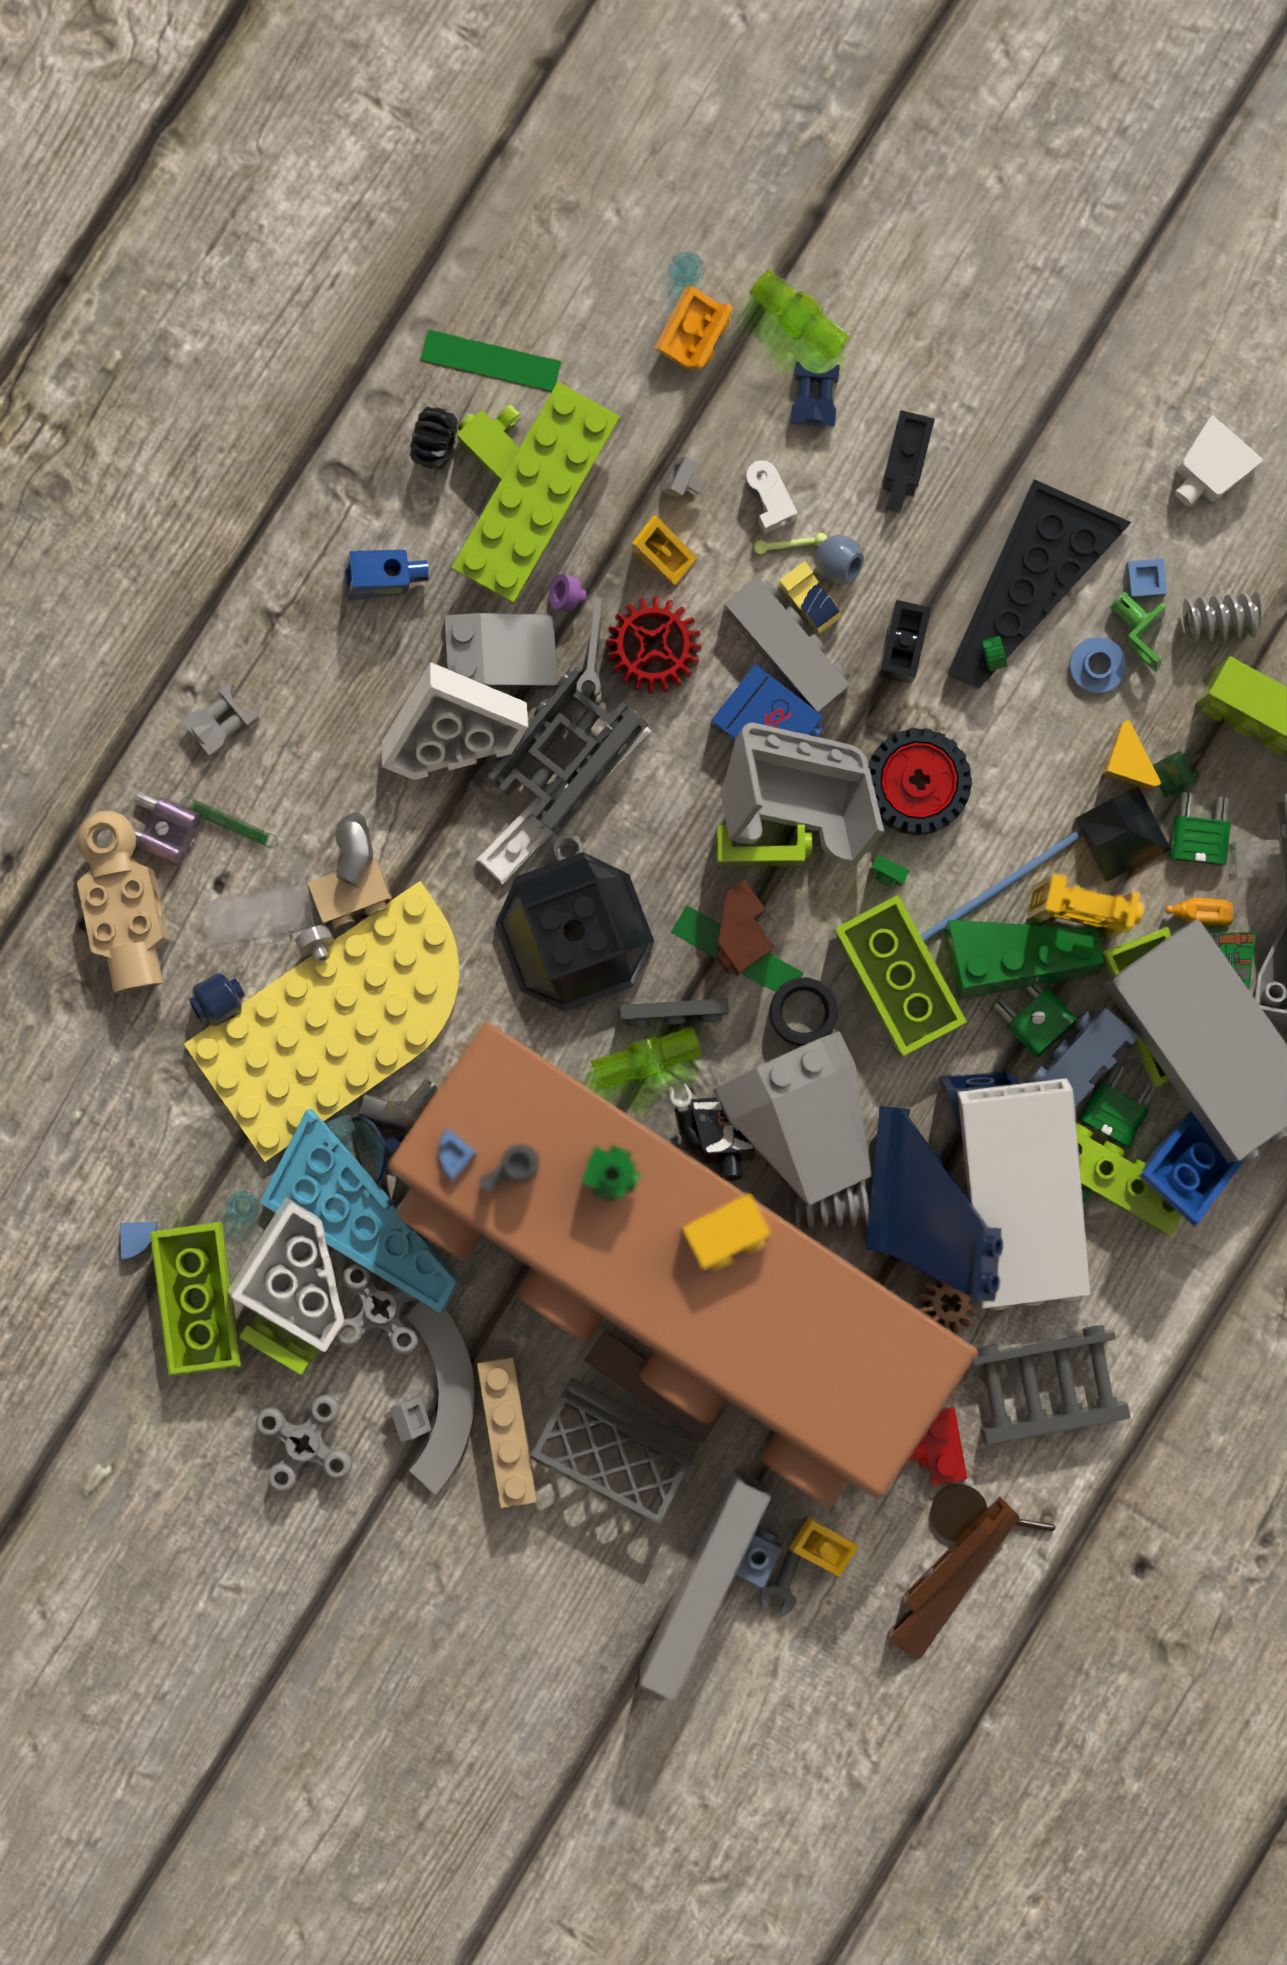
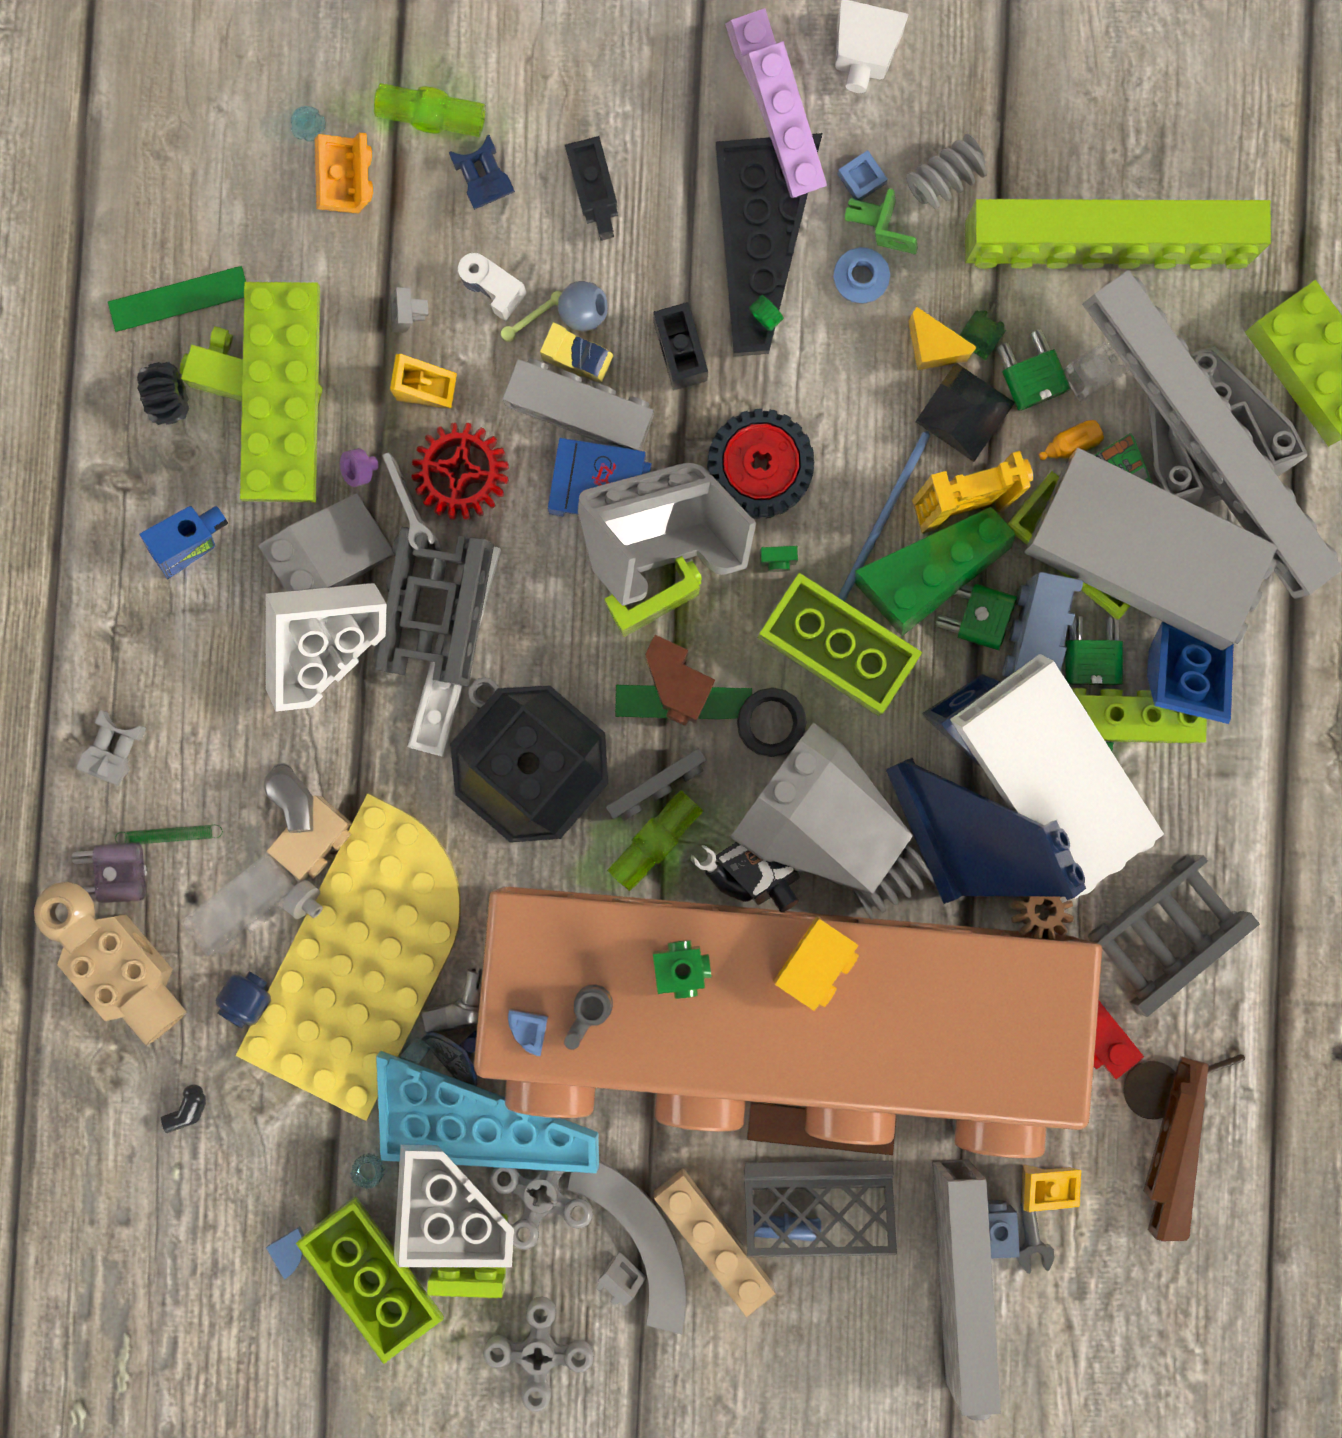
camera: 30 degrees left, 0 degrees up
(116, 1071) = (189, 1111): none -> black arm
(584, 1464) = (783, 1222): none -> medium blue axle
(1107, 473) = (778, 99): none -> lavender arch

